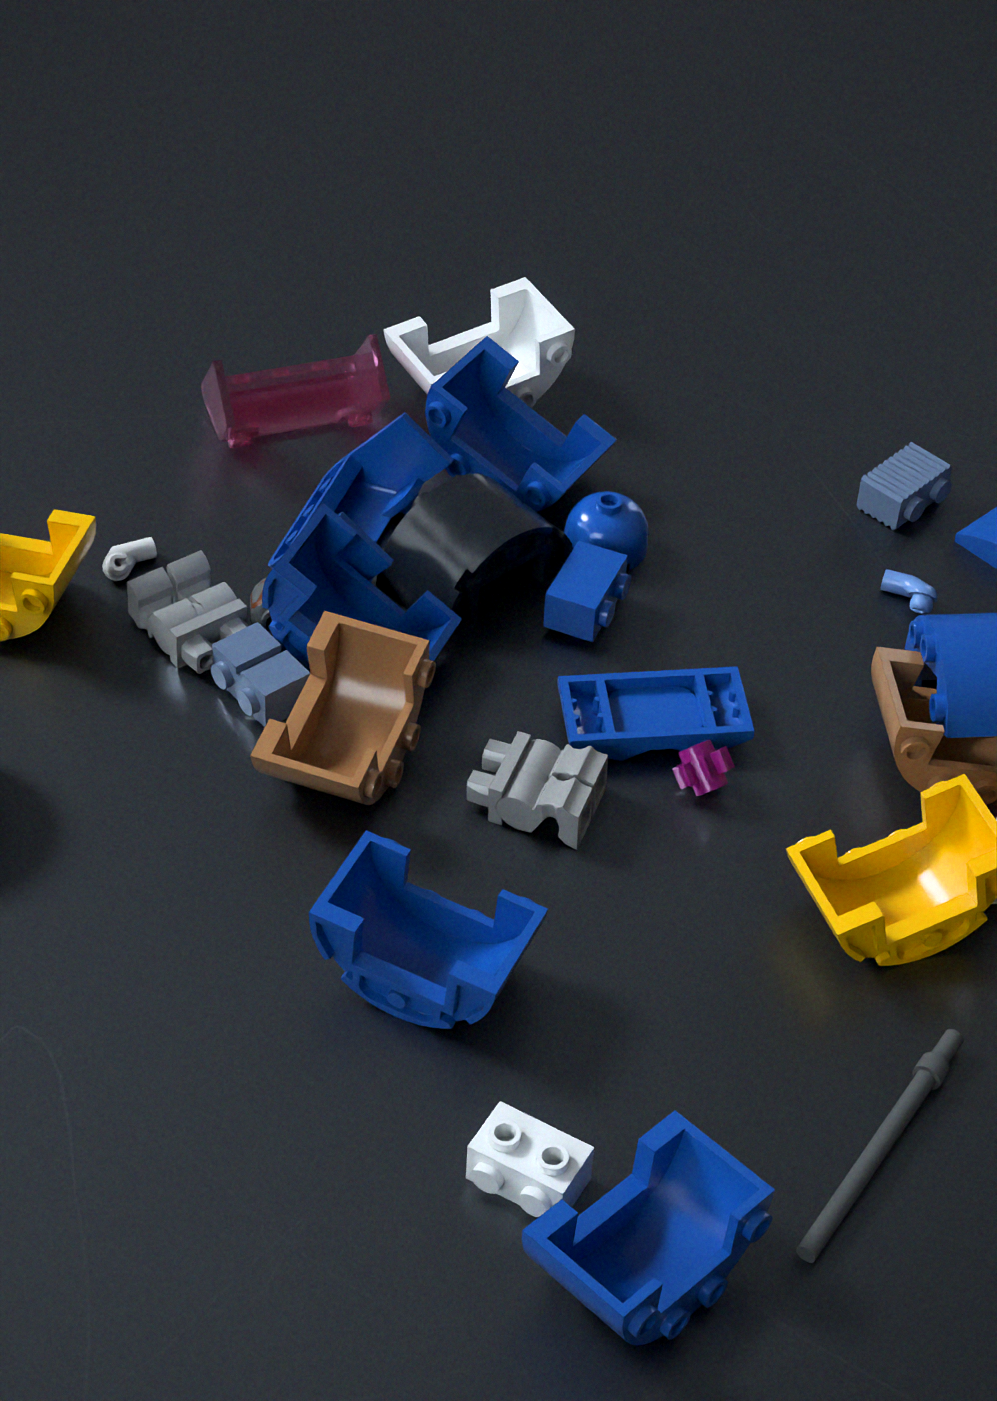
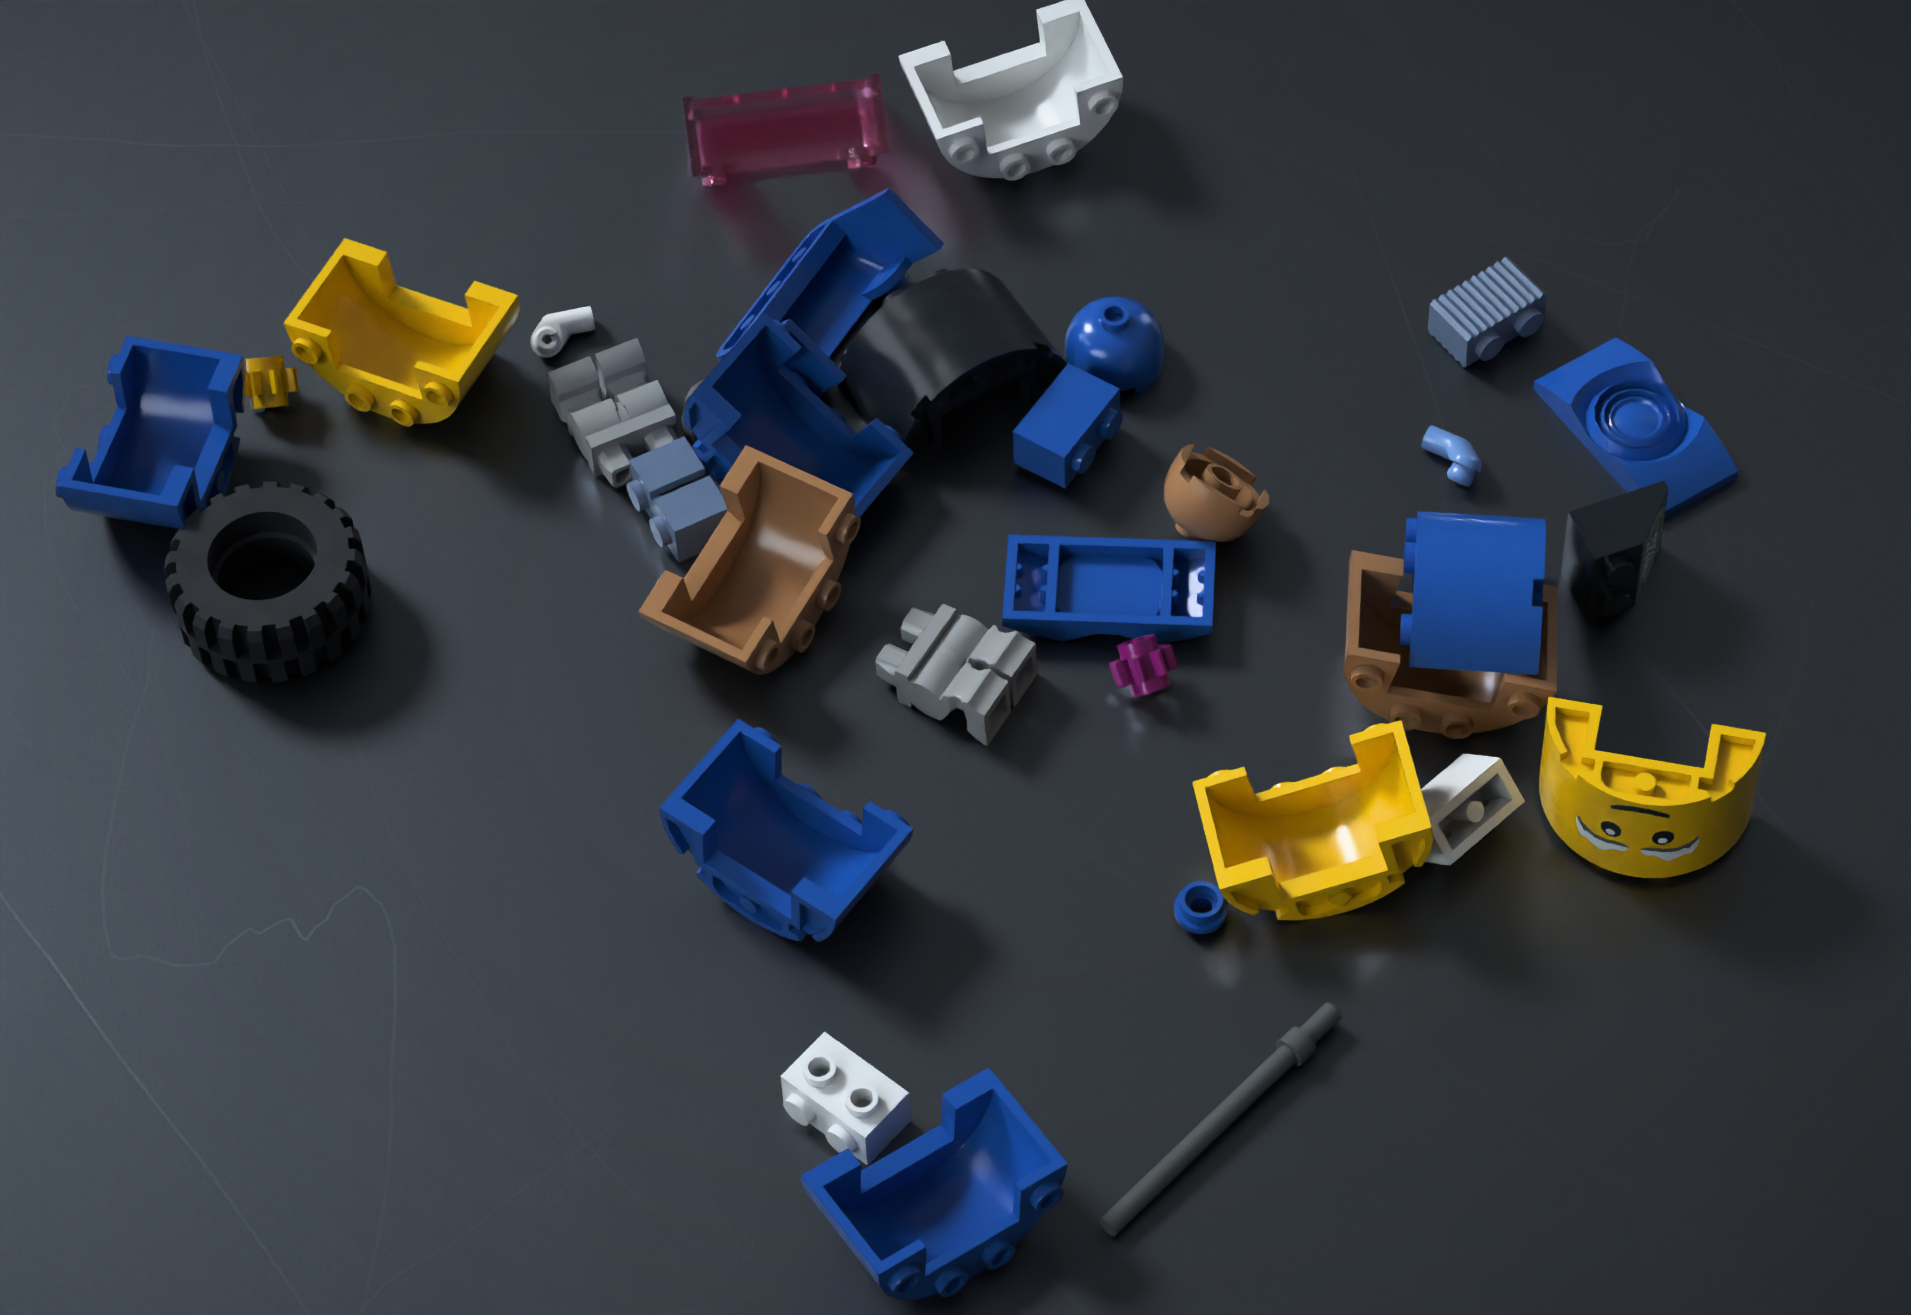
camera: 15 degrees right, 10 degrees up
(503, 437) = (1014, 212): blue cylinder -> none
(724, 633) = (1212, 496): none -> medium nougat cylinder
(809, 961) = (1201, 895): none -> blue plate

